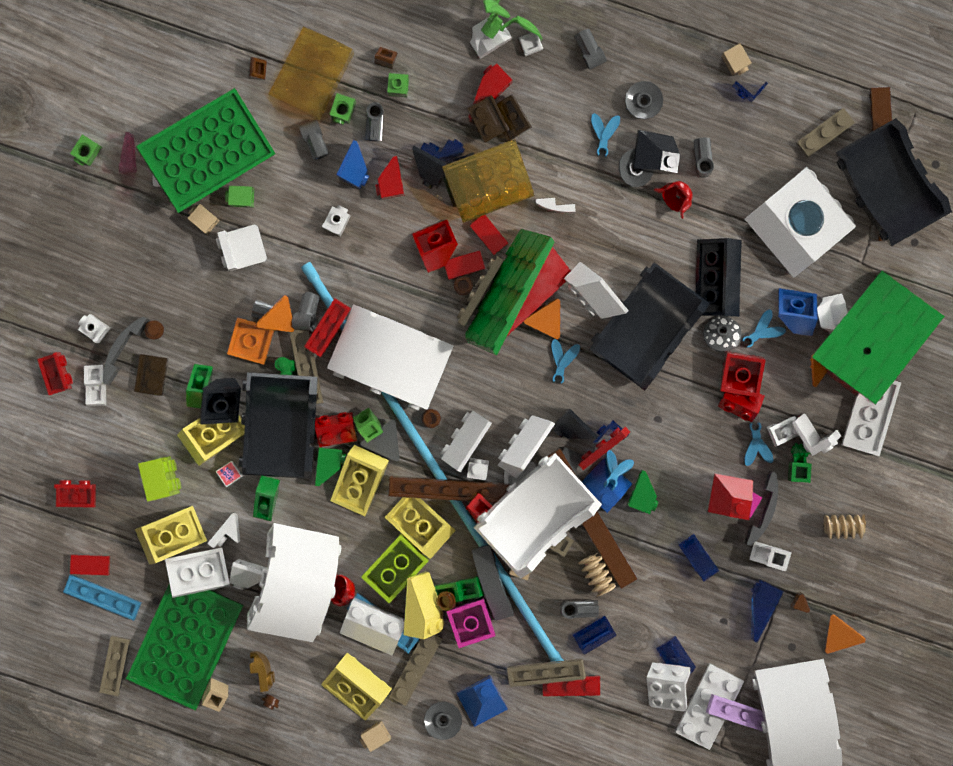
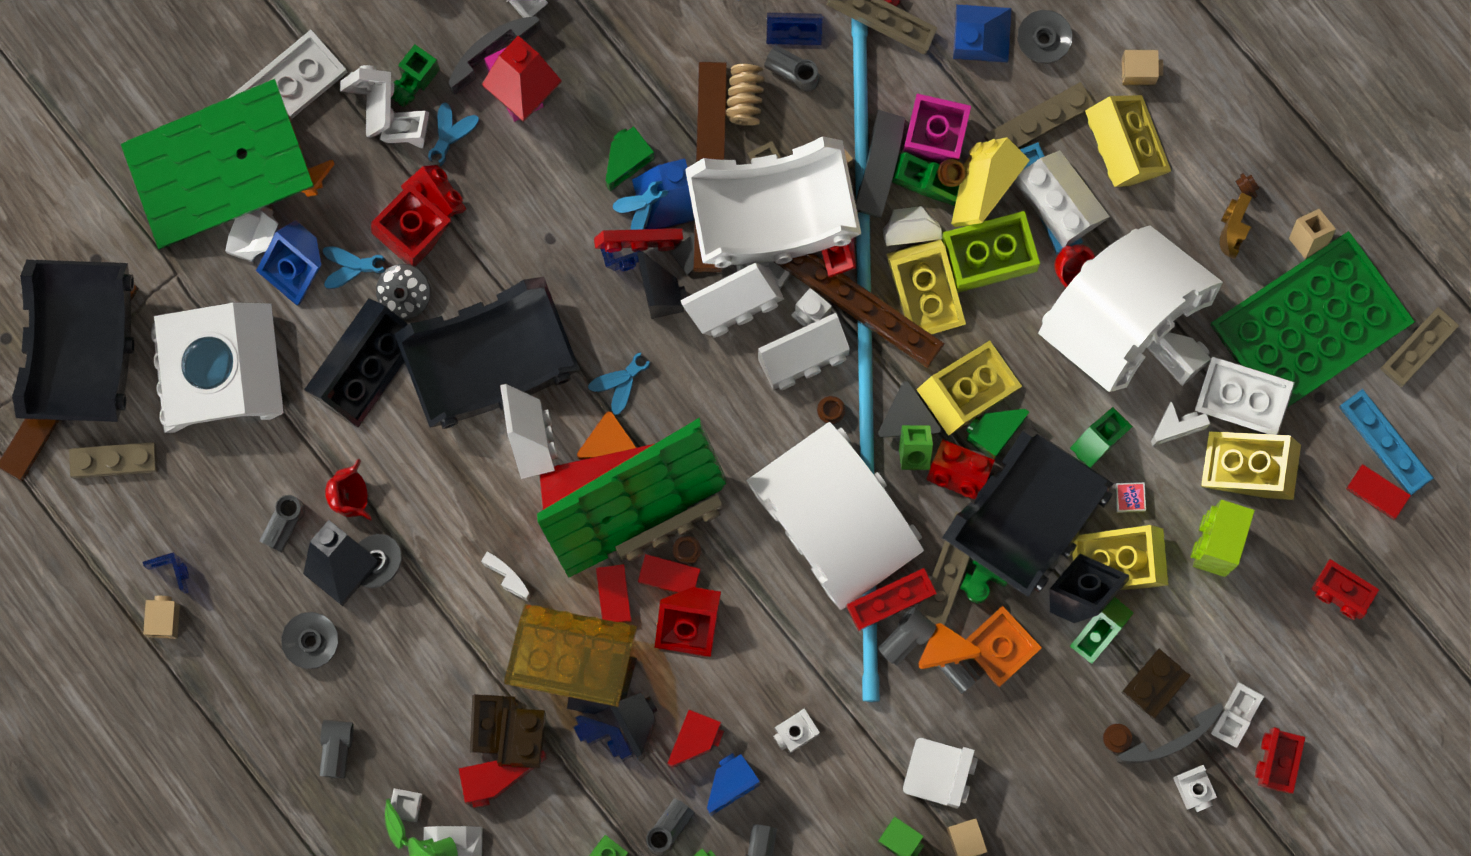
camera: 150 degrees left, 10 degrees down
(451, 555) = (911, 226): none -> white slope
(602, 133) = (386, 630): dark azure piece -> none
(698, 557) = (608, 41): clear blue slope -> none

